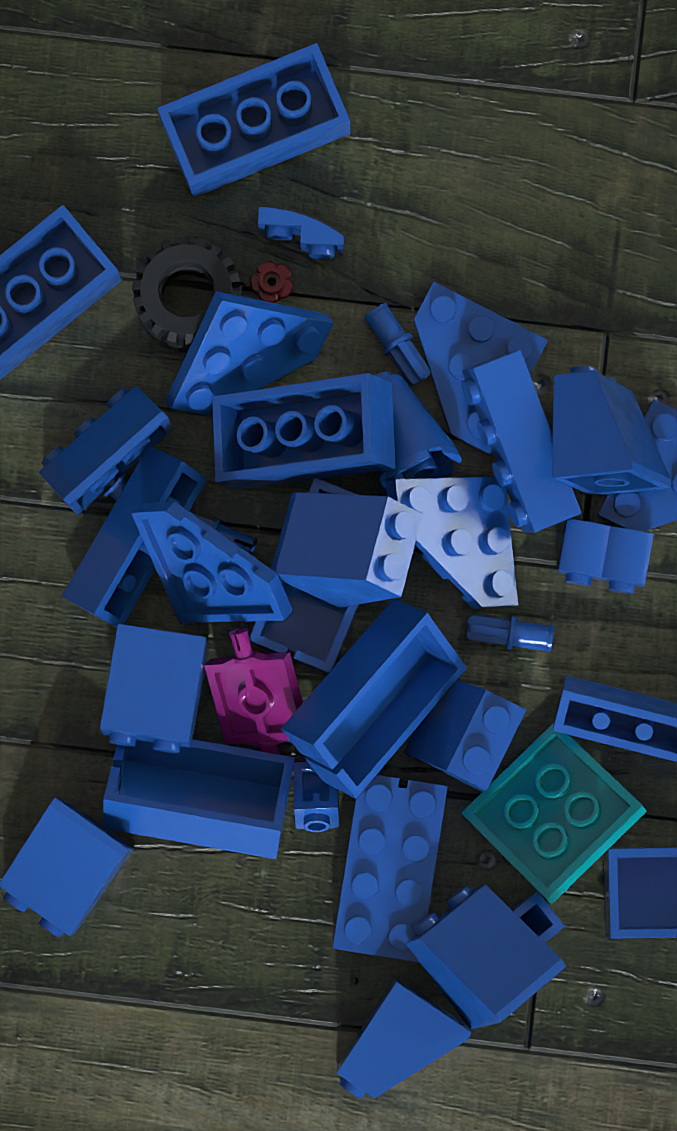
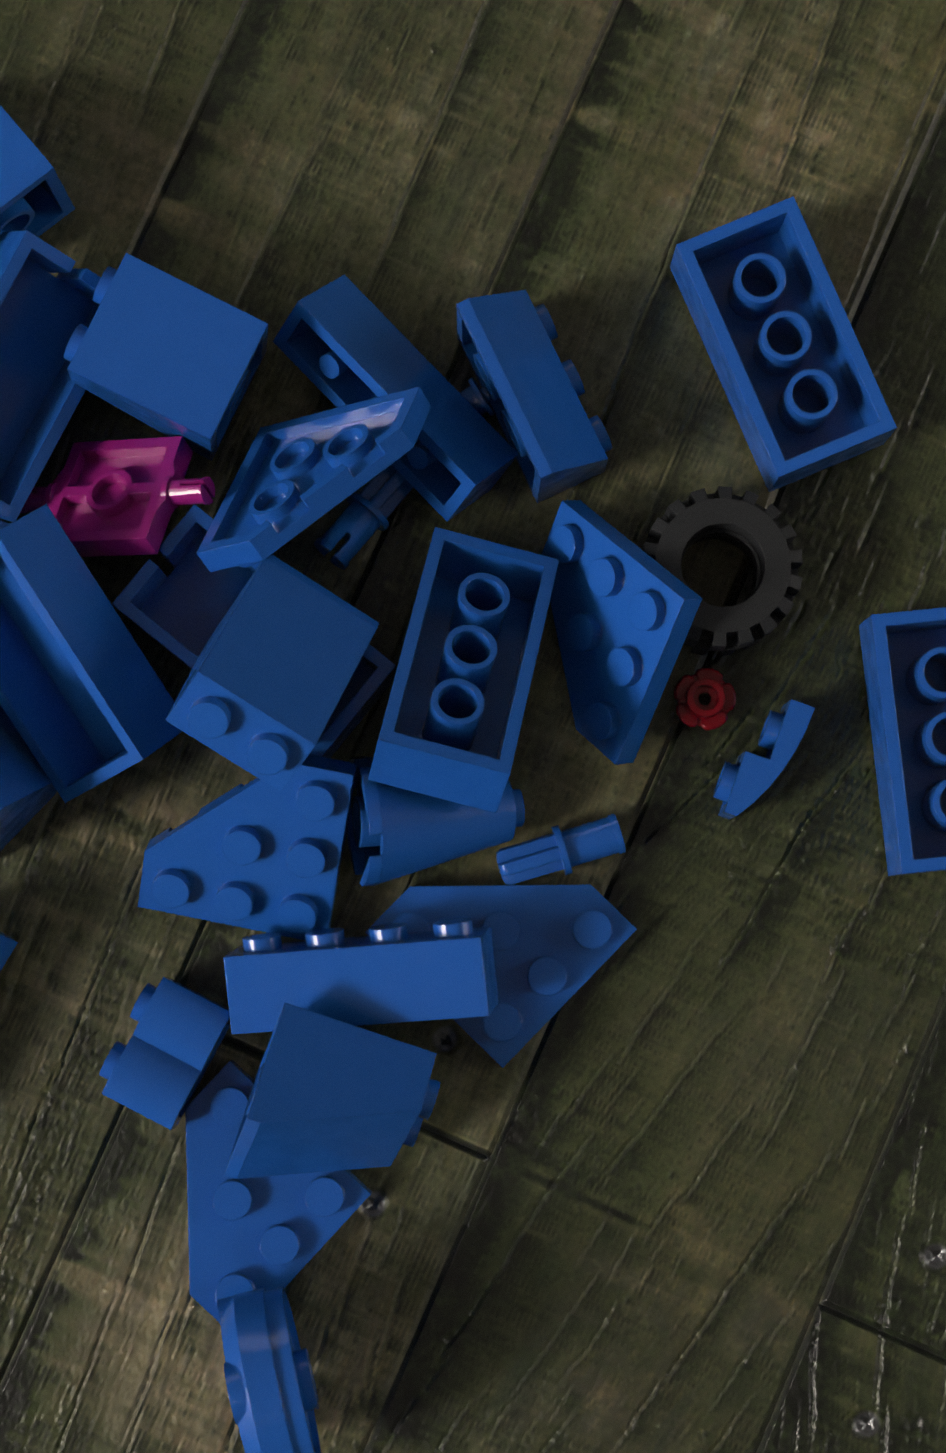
camera: 105 degrees right, 0 degrees up
(510, 632) = (102, 883): blue axle -> none

